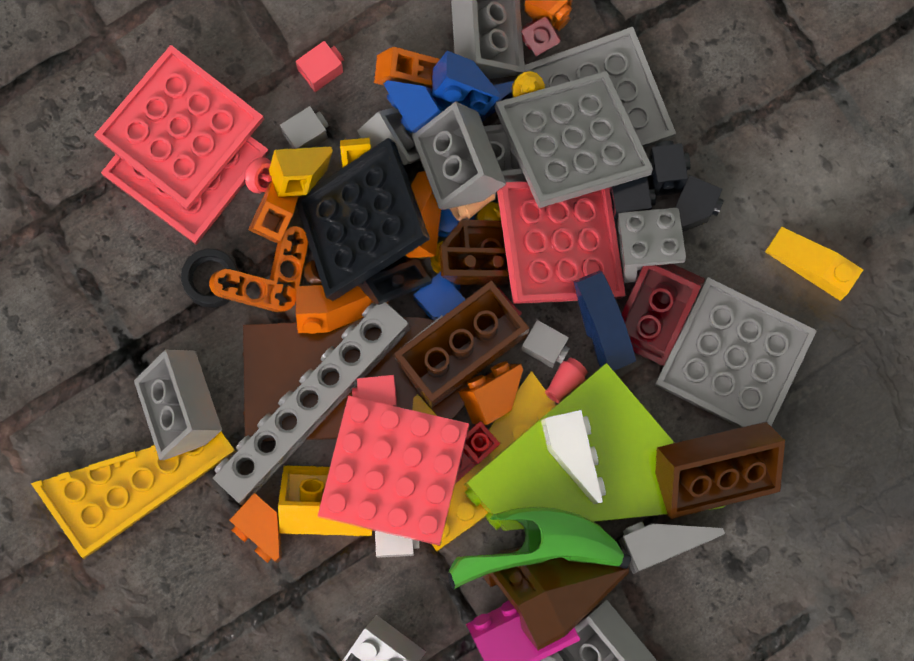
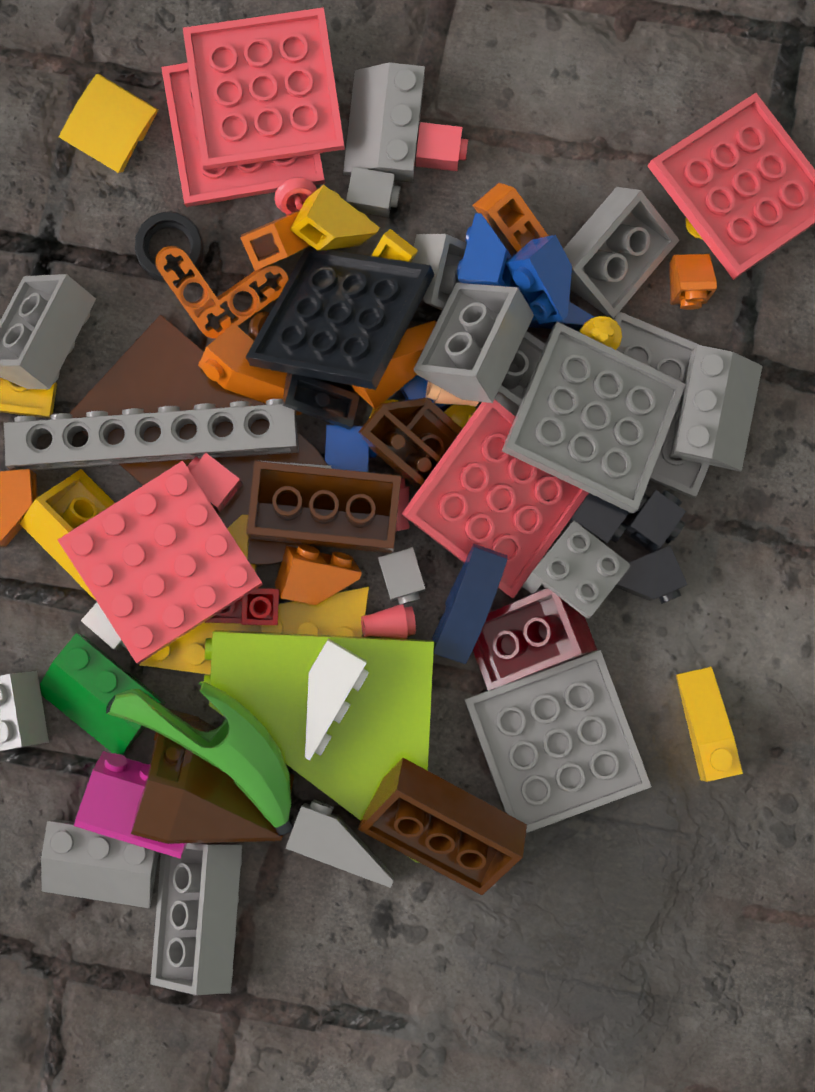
camera: 45 degrees right, 5 degrees up
(99, 237) = (108, 123): none -> yellow slope
(271, 79) = (385, 119): none -> light grey slope
(423, 596) = (83, 684): none -> green slope
(540, 35) = (657, 297): dark red bracket -> none
(637, 69) = (716, 408): none -> light grey slope

